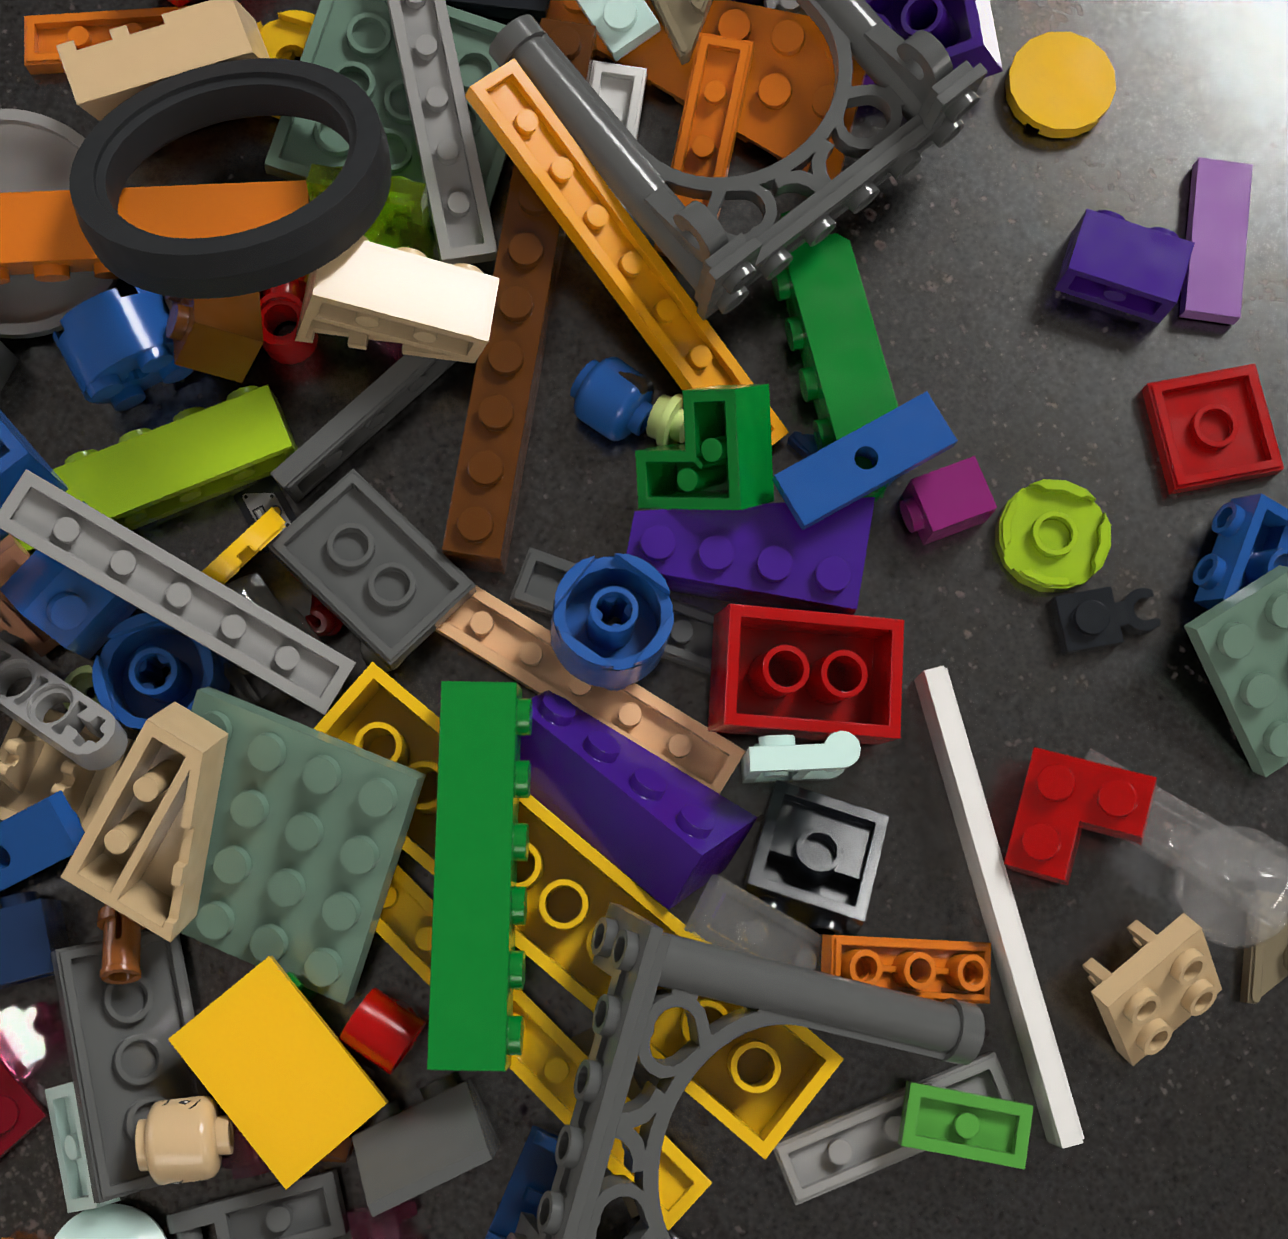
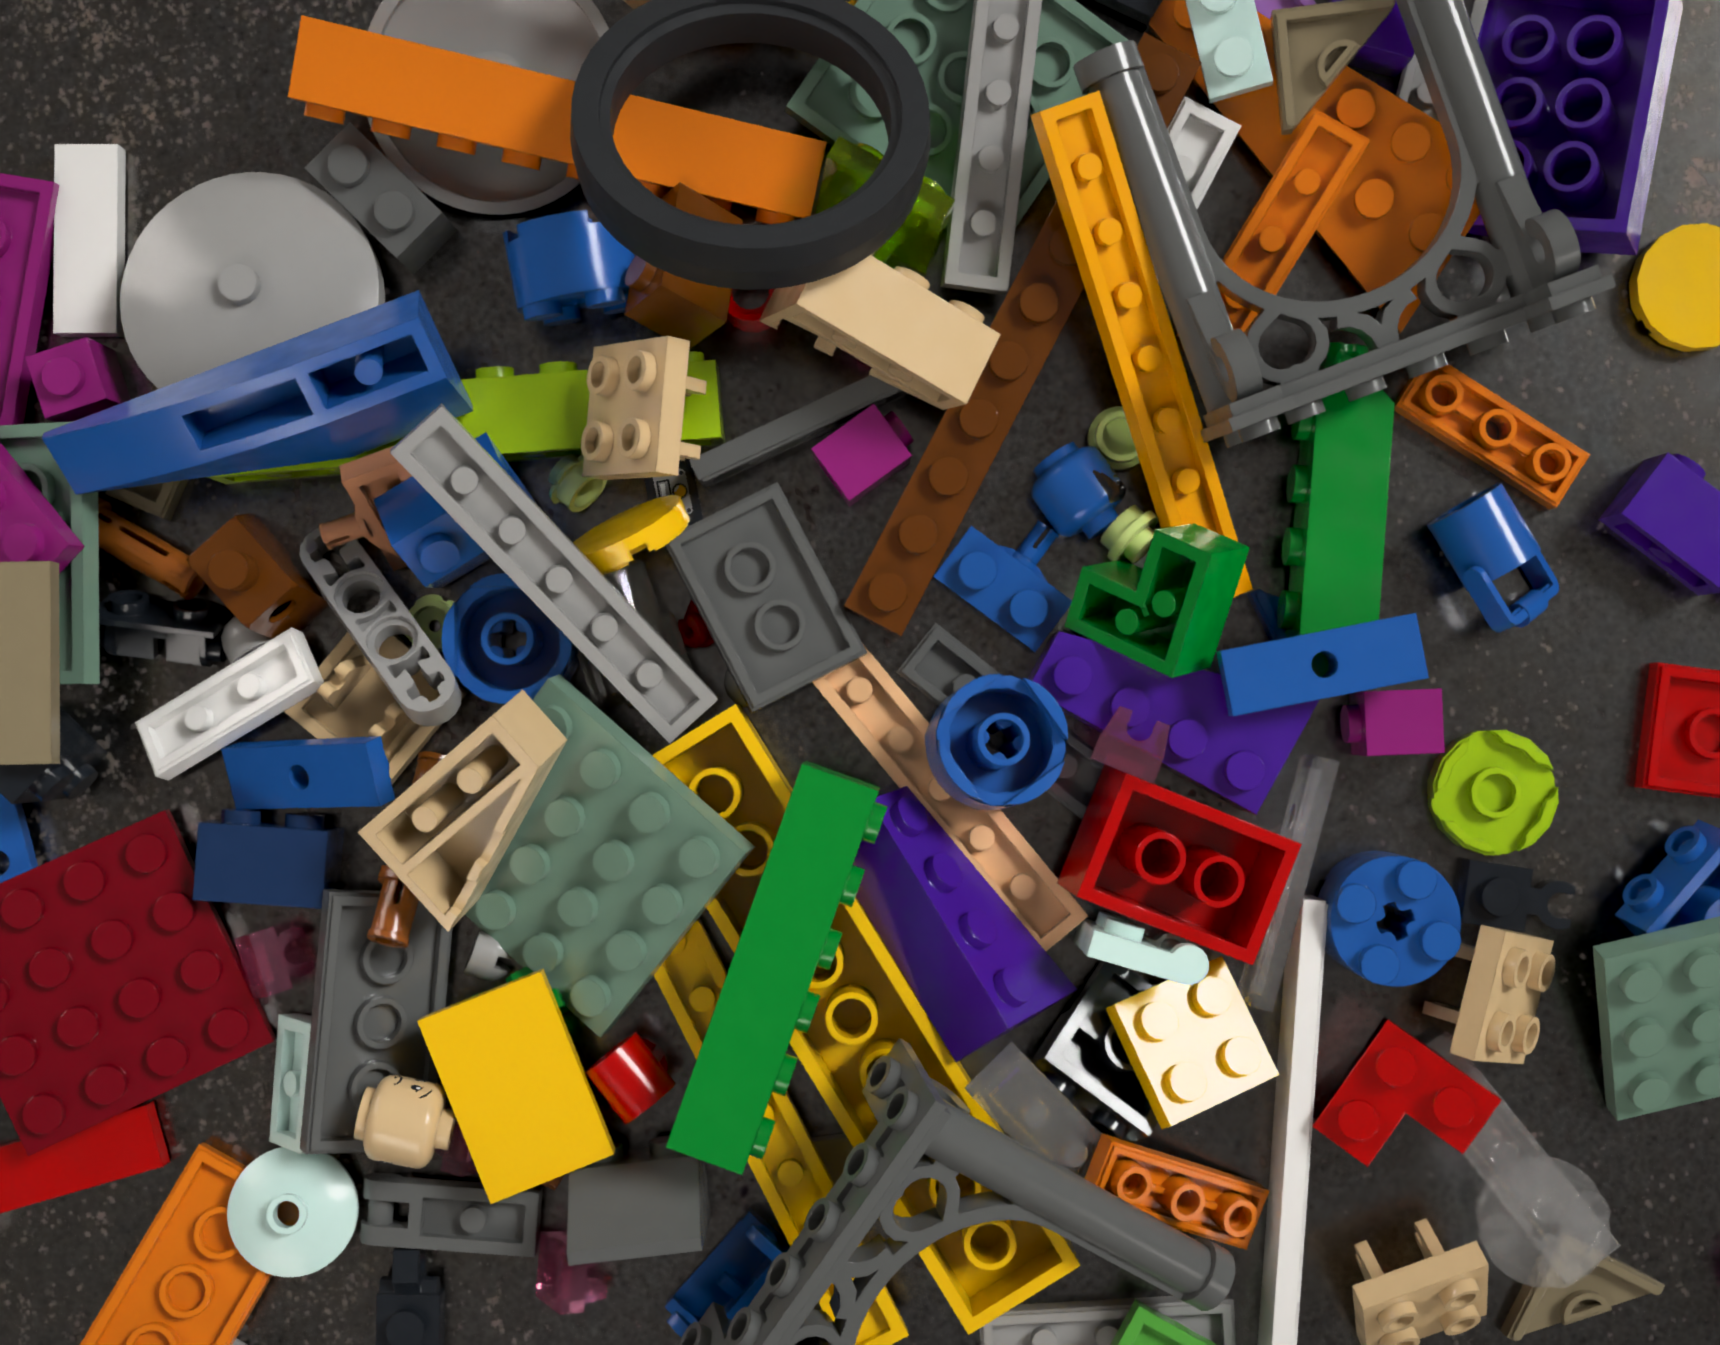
camera: 20 degrees right, 10 degrees up
(181, 529) = (569, 485): none -> yellowish green plate
(210, 436) = (638, 409): none -> tan plate
(219, 970) = (483, 958): none -> light grey hinge
(421, 426) = (864, 453): none -> magenta brick
(579, 496) = (1007, 583): none -> blue plate
(631, 347) = (1113, 438): none -> yellowish green plate
(718, 589) = (1133, 757): none -> clear pink tile
(873, 829) = (1192, 1044): none -> plate
(902, 603) = (1304, 825): none -> clear tile
(965, 329) = (1487, 540): none -> blue piece
(972, 252) = (1523, 455): none -> orange tile
(1029, 646) = (1420, 933): none -> blue brick
(1122, 697) = (1499, 996): none -> tan plate

